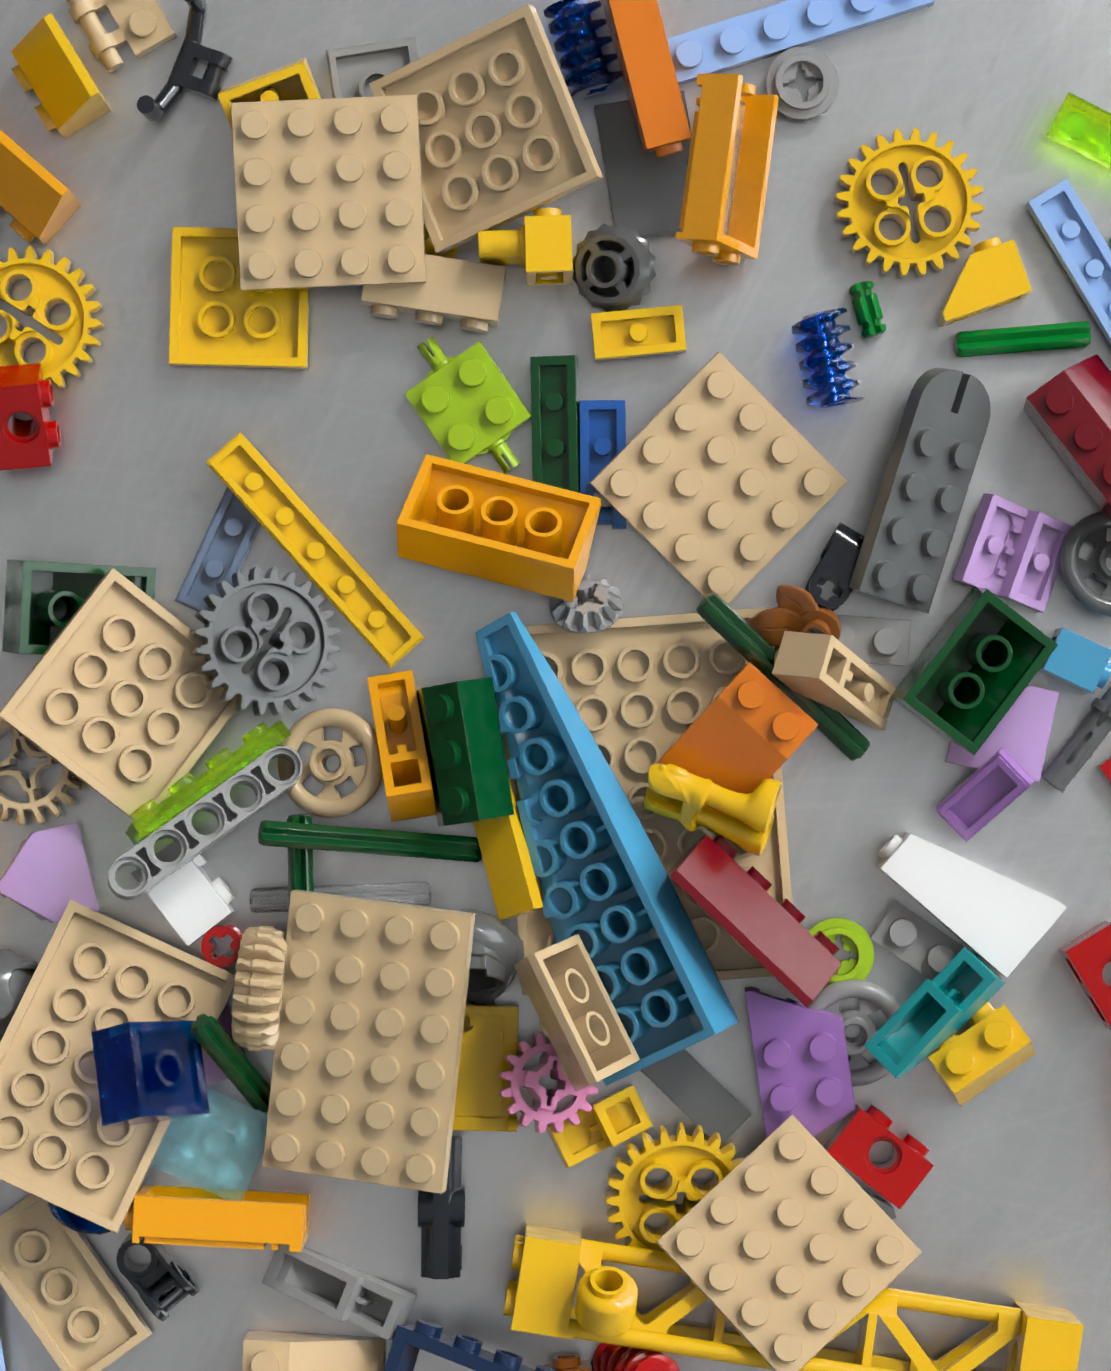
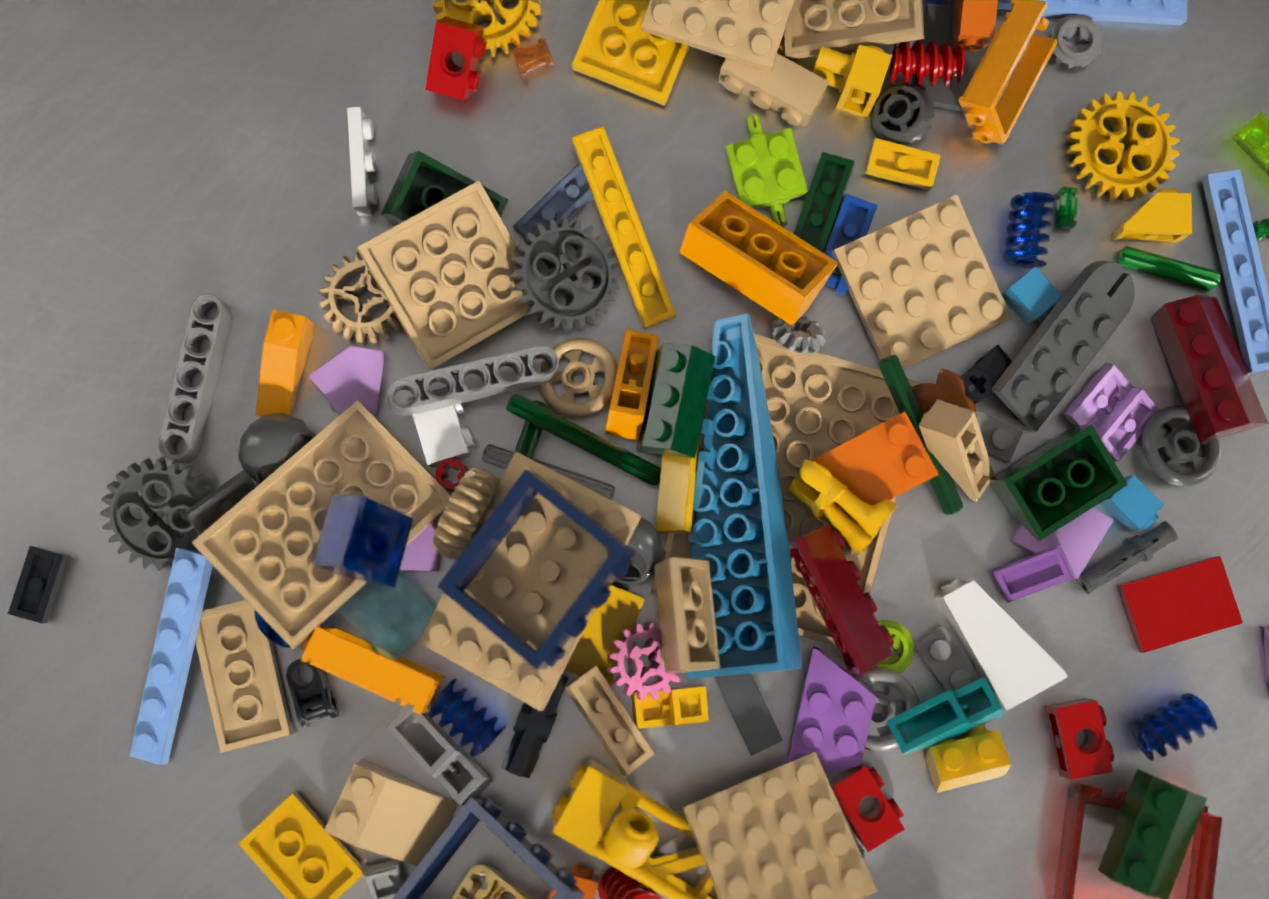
camera: 20 degrees right, 5 degrees down
(113, 386) = (532, 57): none -> clear orange bush
(189, 790) = (470, 351): clear neon green plate -> none
(232, 1061) = (425, 556): dark green axle -> none
(303, 1004) = (491, 536): none -> dark blue window
(355, 1235) = (465, 718): none -> clear blue piece
(531, 1171) = (609, 720): none -> tan plate
(621, 195) = (928, 62): none -> red piece
(679, 1156) = (722, 753): yellow gear -> none
(861, 444) = (1032, 296): none -> dark azure brick

